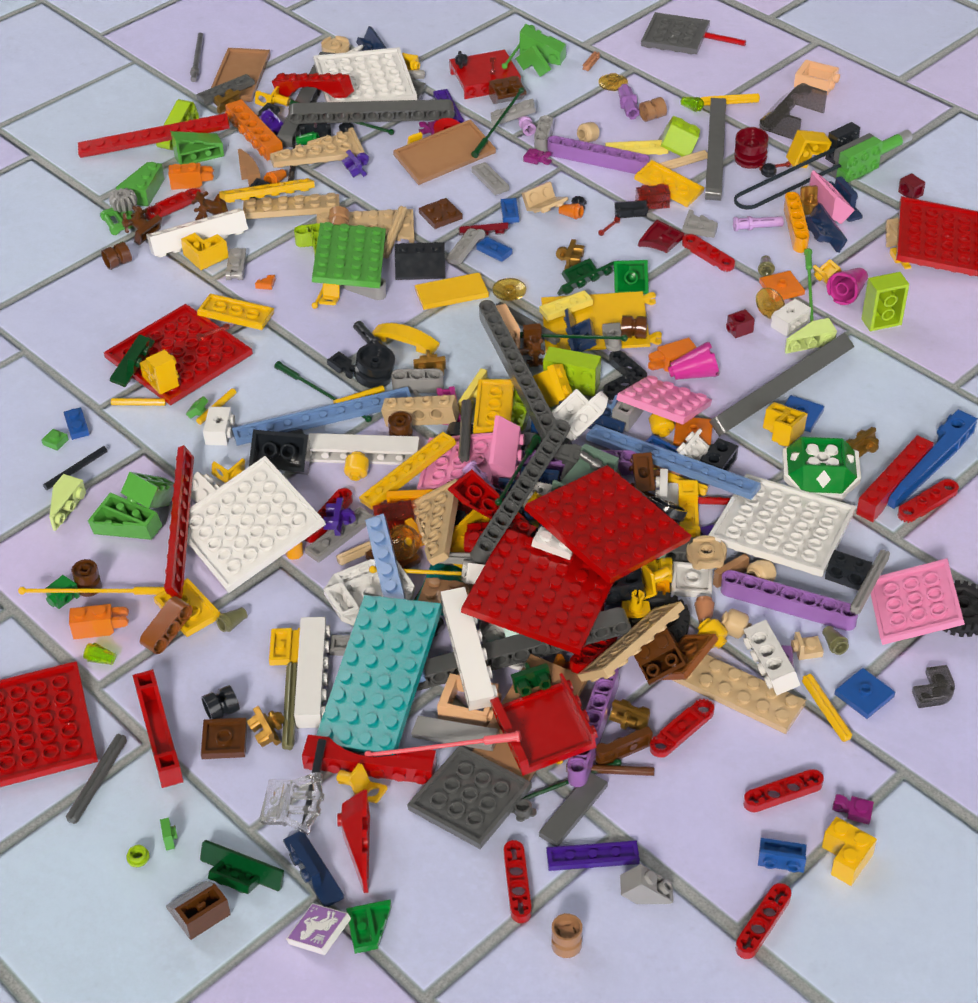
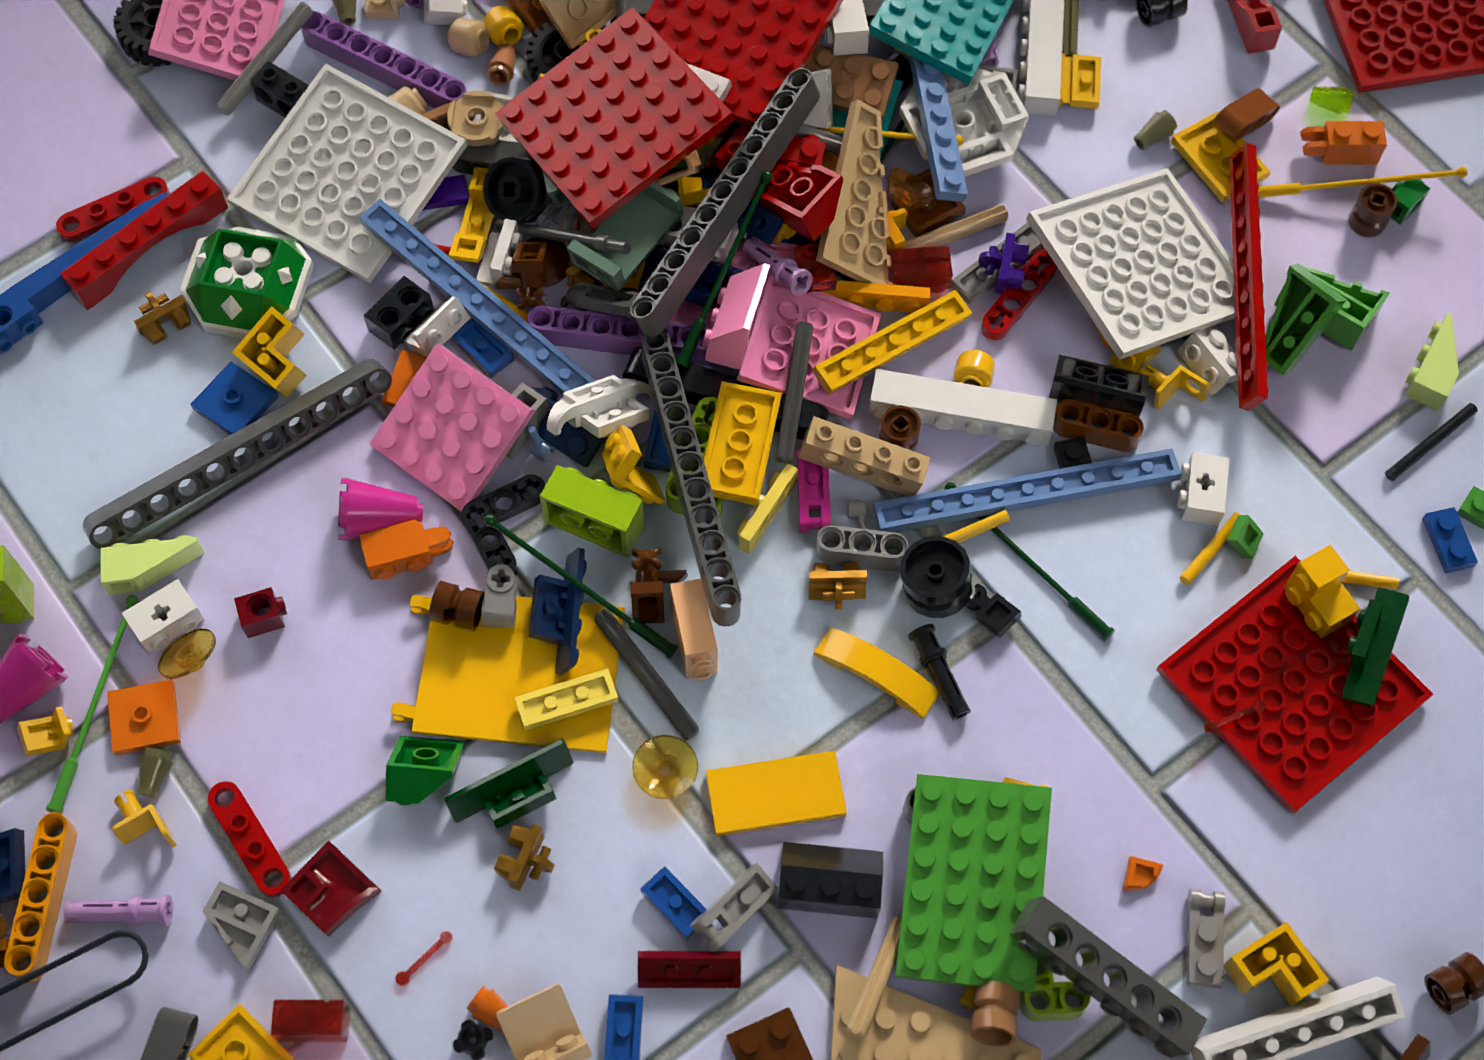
camera: 175 degrees left, 20 degrees up
(235, 311) = (1196, 778): yellow tile -> none
(286, 229) = (1180, 1021): none -> dark grey brick
(631, 209) = (381, 987): black hinge -> none
(760, 249) = (138, 820): none -> yellow bracket

